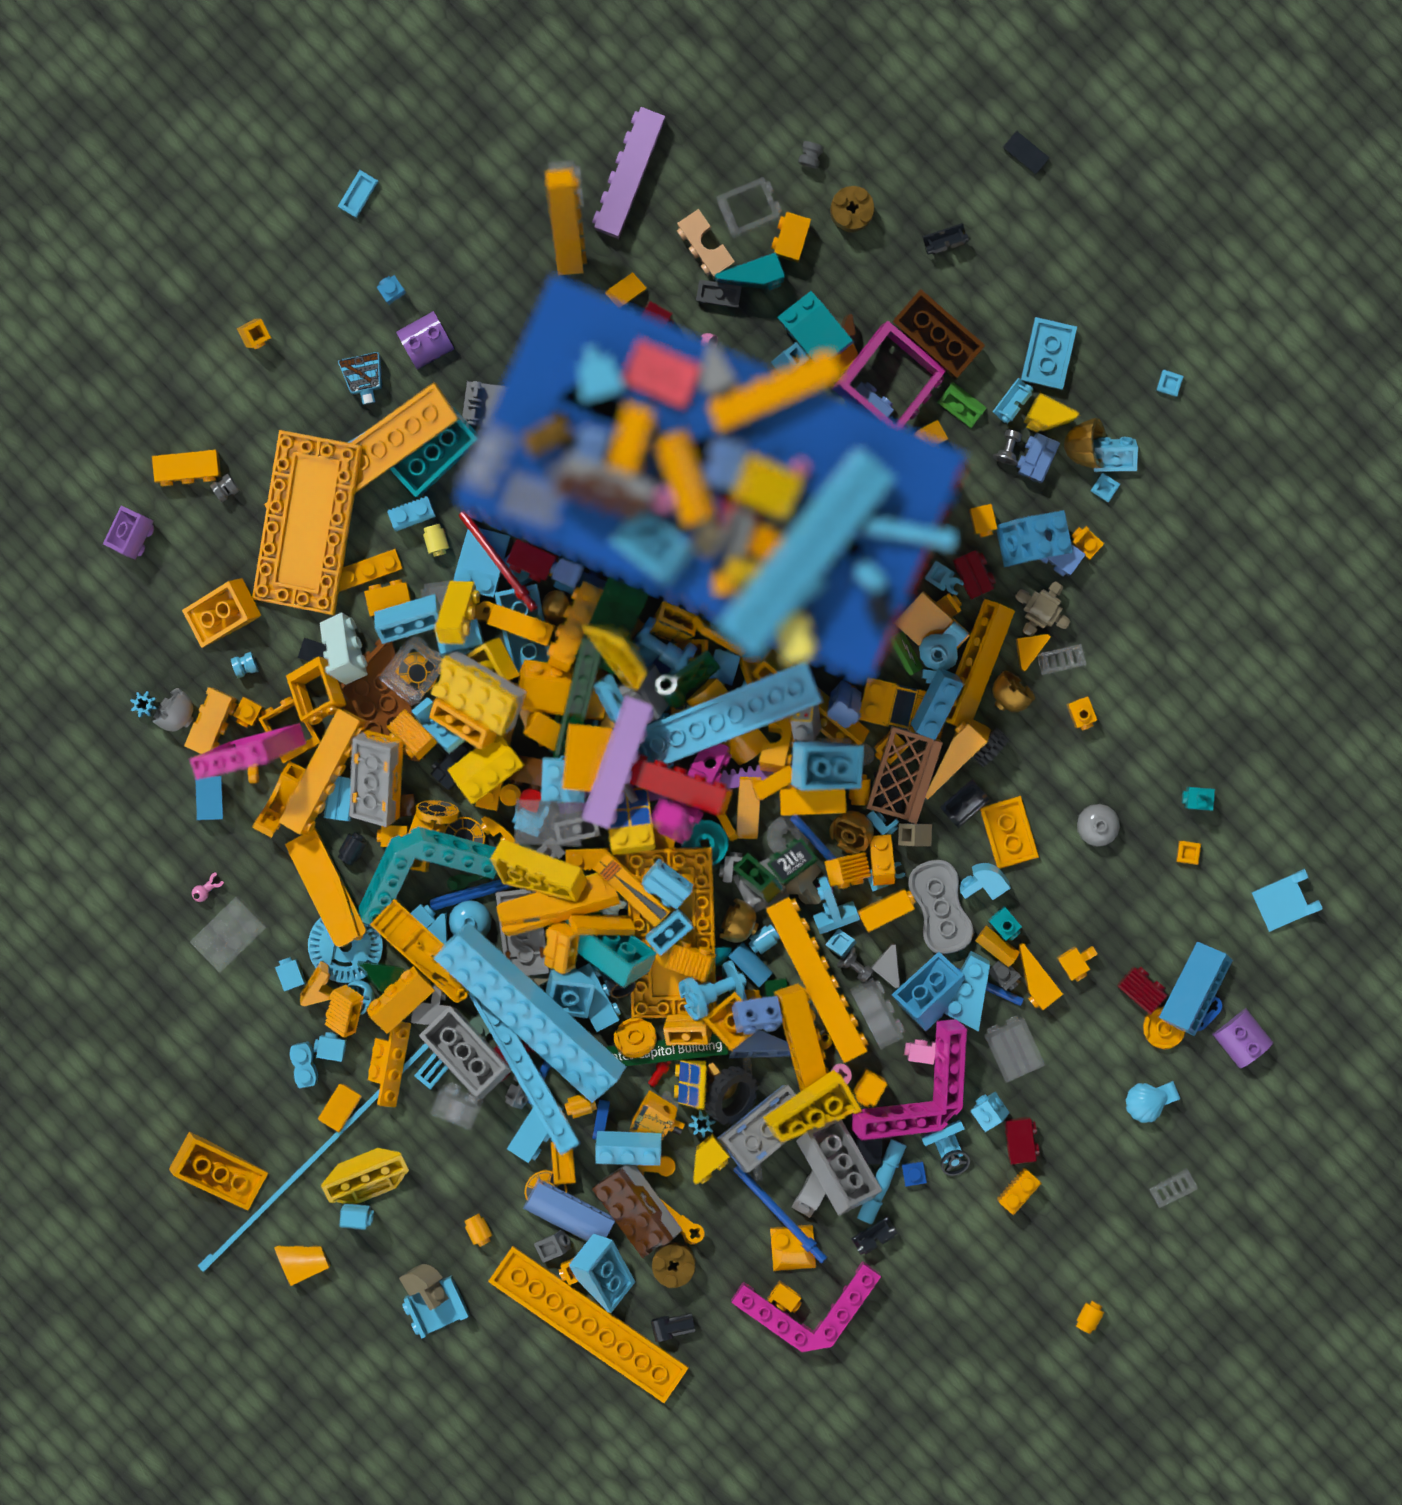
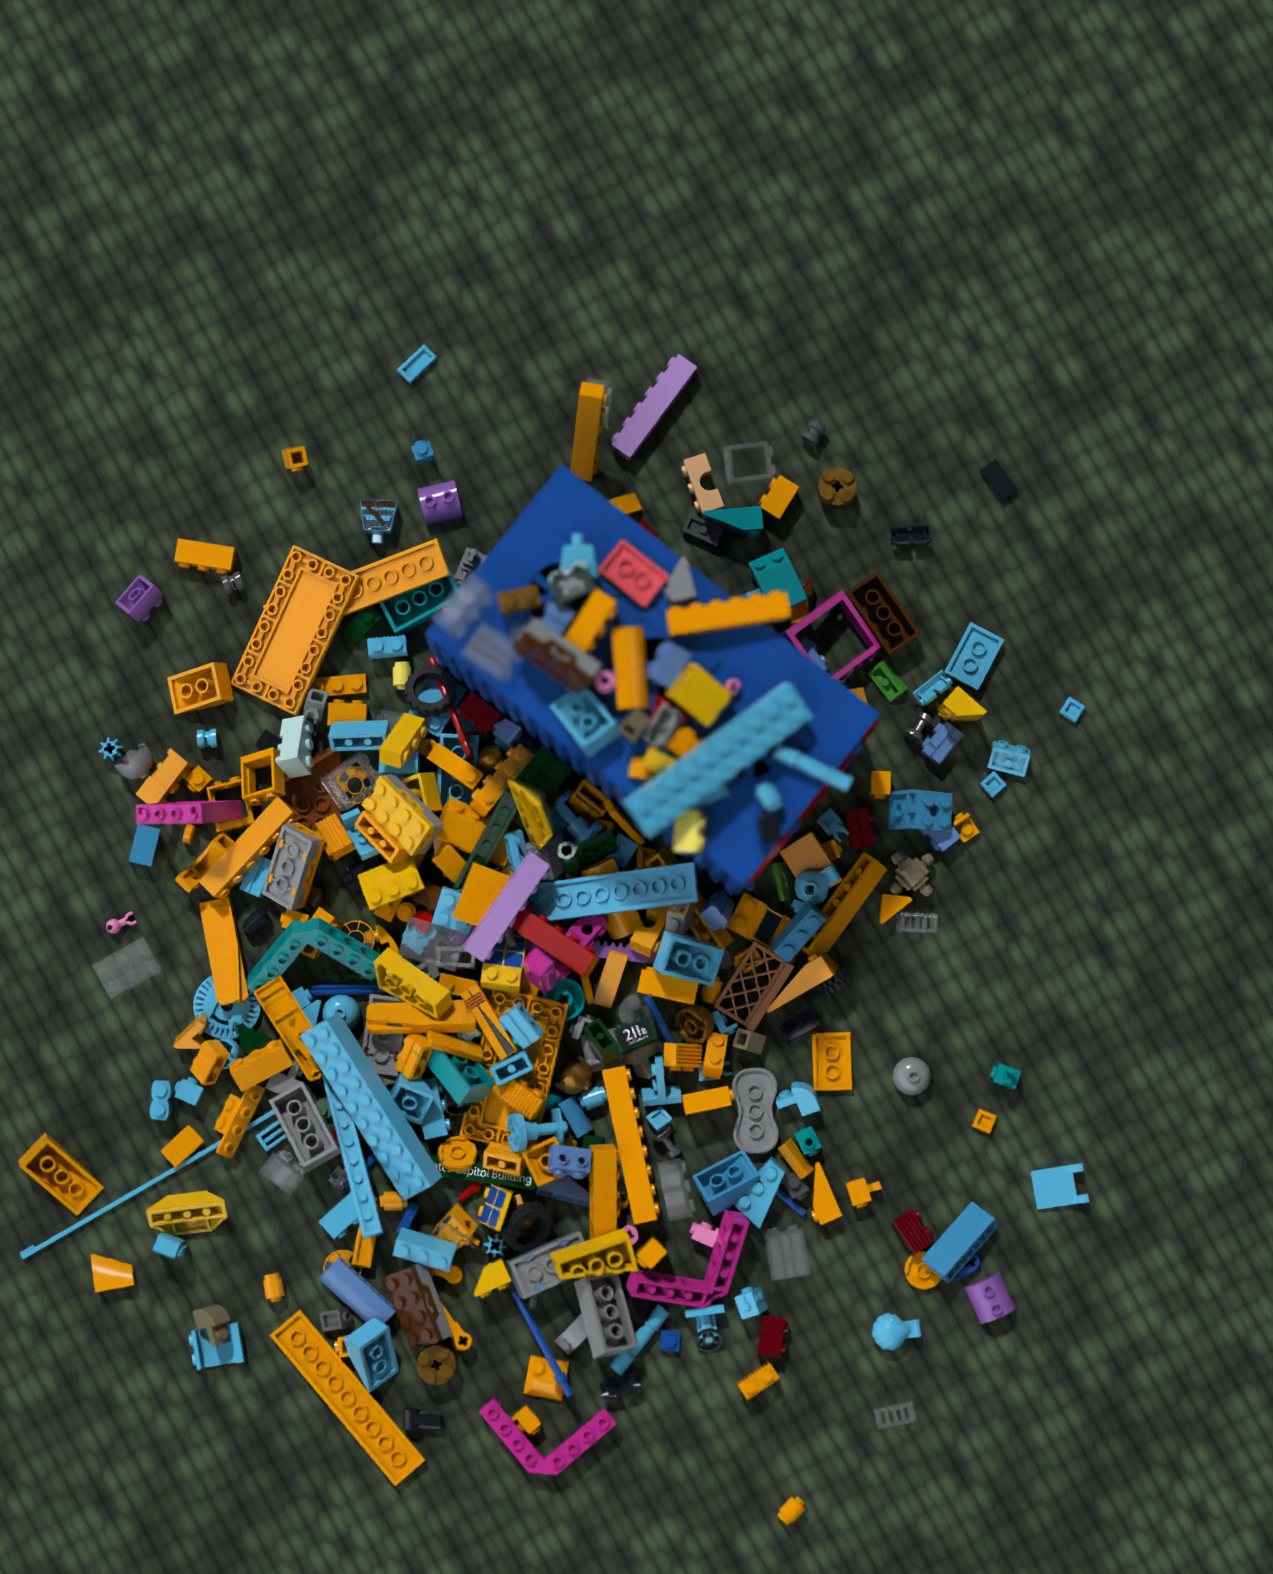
camera: 10 degrees right, 5 degrees down
(290, 973) = (172, 1017): medium azure brick -> none
(350, 597) = (315, 705): none -> light grey brick
(377, 497) = (362, 625): none -> dark green slope
(436, 810) = (343, 911): light orange tile -> none
(464, 530) = (430, 673): none -> black tyre
(598, 402) = (571, 582): none -> brick
(773, 783) = (637, 962): light orange slope -> none
(887, 966) = (695, 1149): light grey slope -> none
(1011, 693) = (864, 940): pearl gold cylinder -> none
(1080, 446) = (981, 738): pearl gold hair -> none
(1082, 713) = (922, 974): light orange brick -> none

